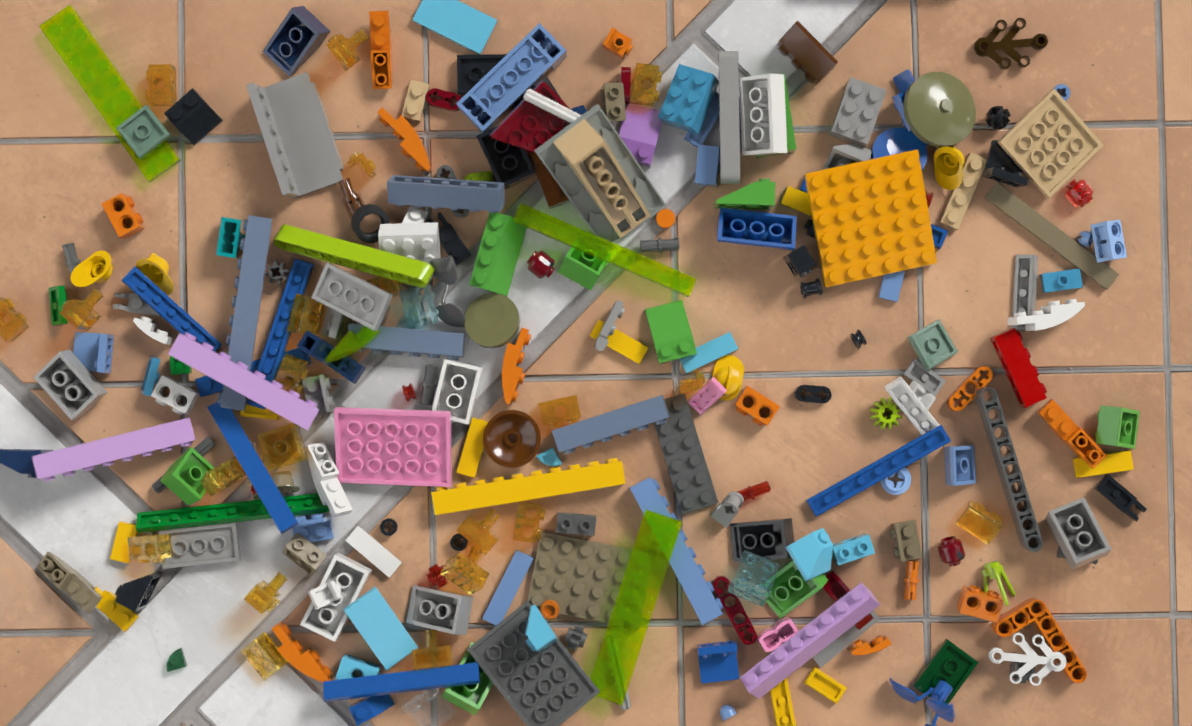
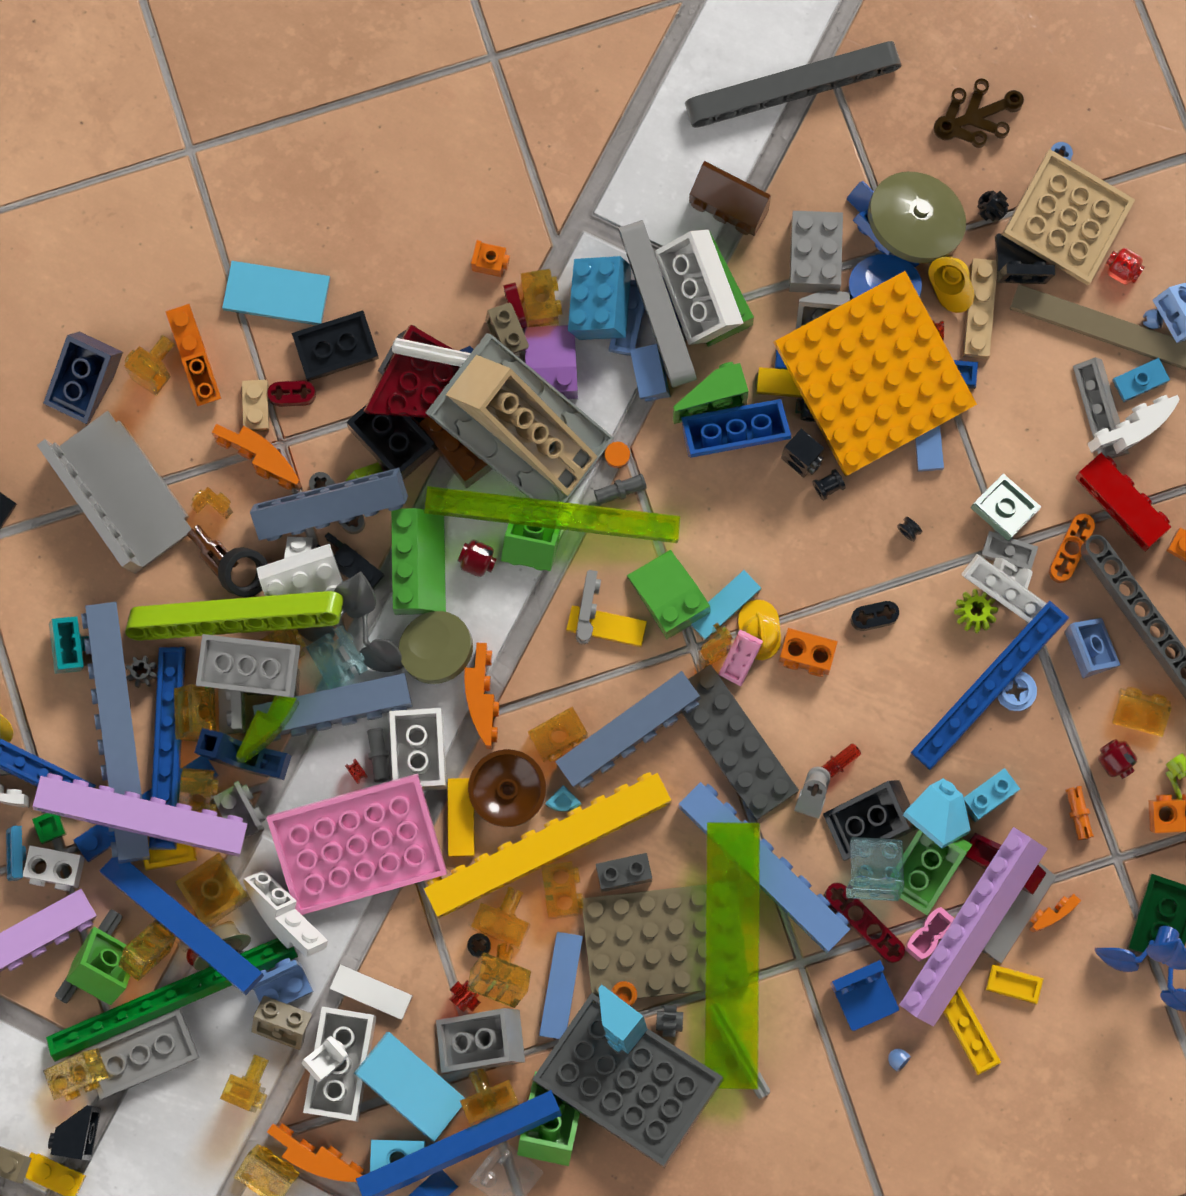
camera: 10 degrees left, 10 degrees down
(120, 548) = (37, 1089): yellow tile -> none
(382, 527) = (373, 956): black bush -> none
(511, 78) = (368, 339): medium blue plate -> none
(906, 541) = (1056, 765): dark tan bracket -> none

